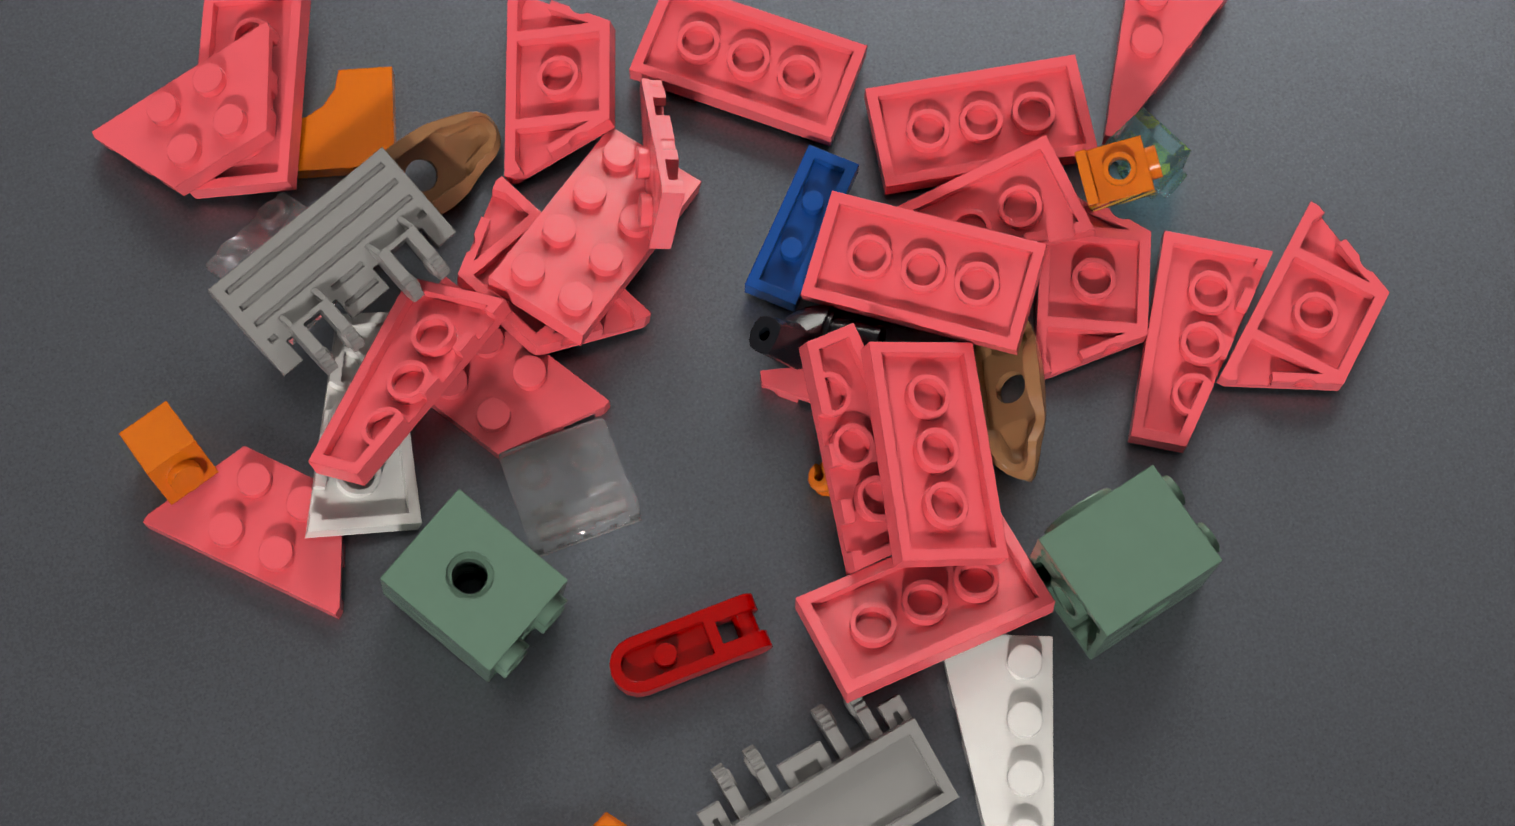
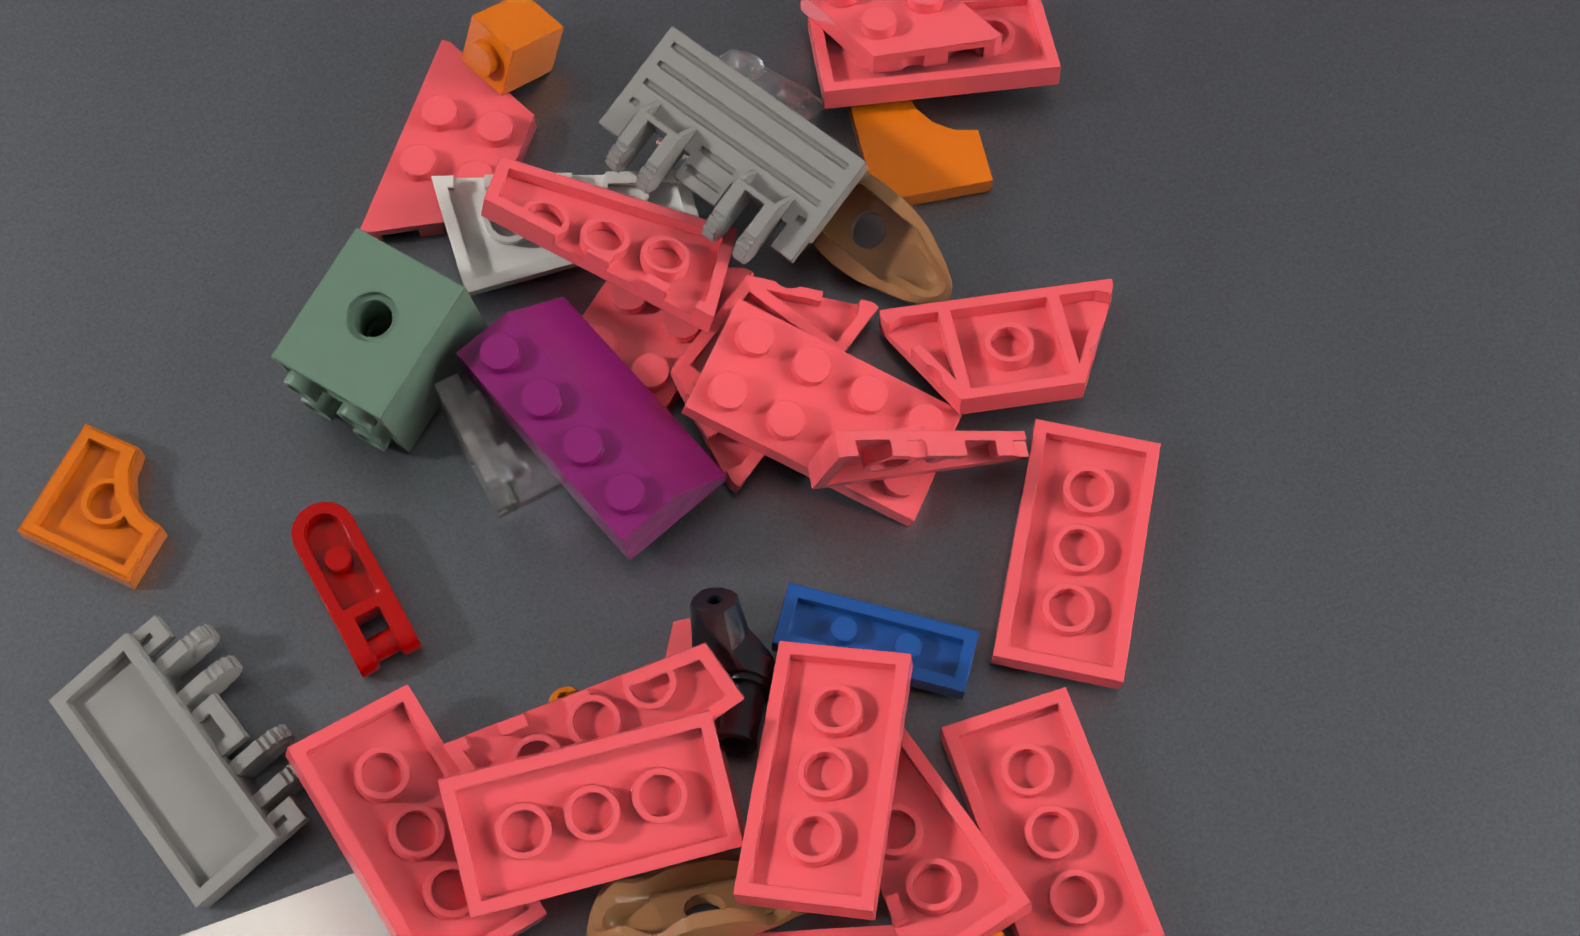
camera: 80 degrees right, 5 degrees down
(578, 421) = (590, 422): none -> magenta slope

